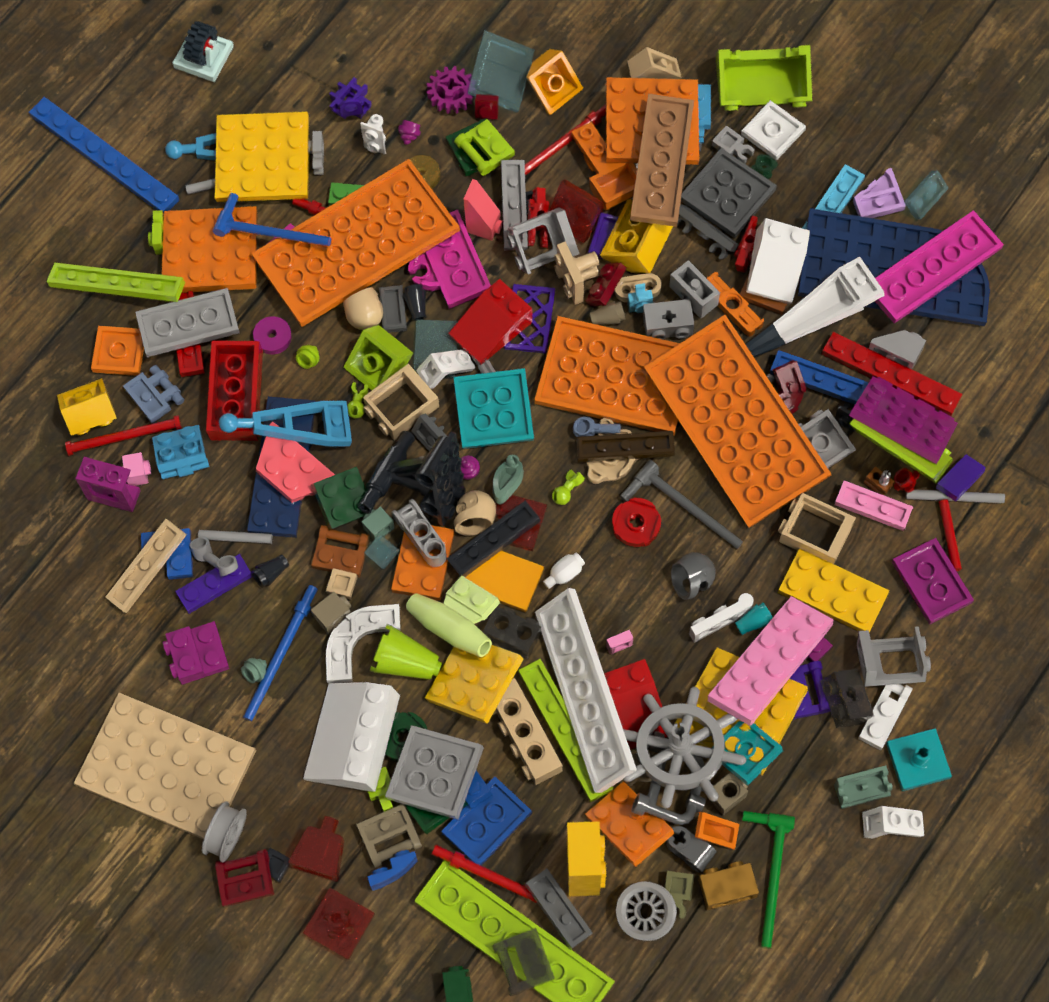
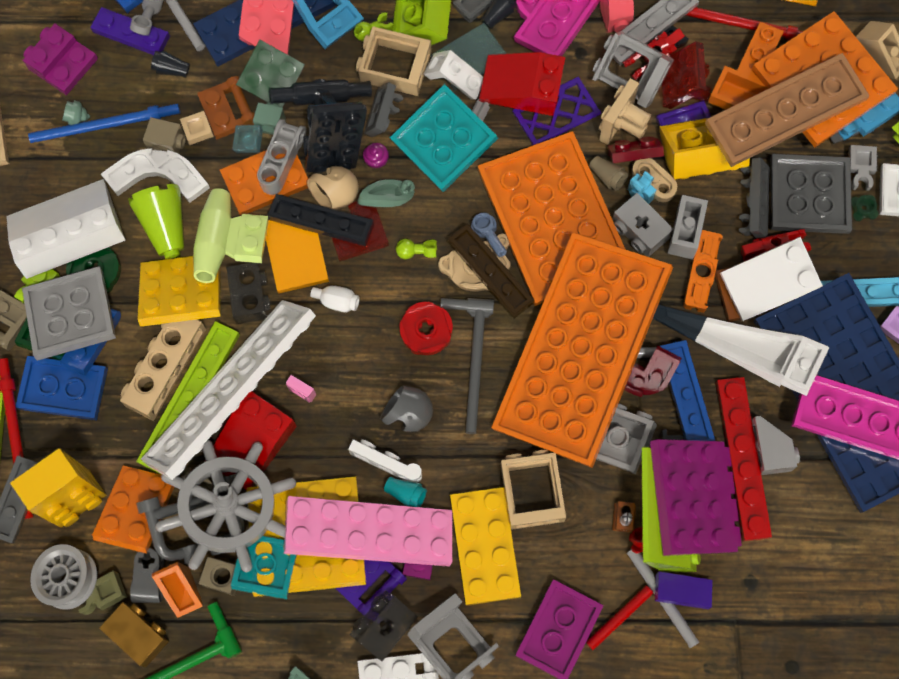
camera: 55 degrees right, 5 degrees up
(873, 505) = (595, 527): bright pink plate -> none

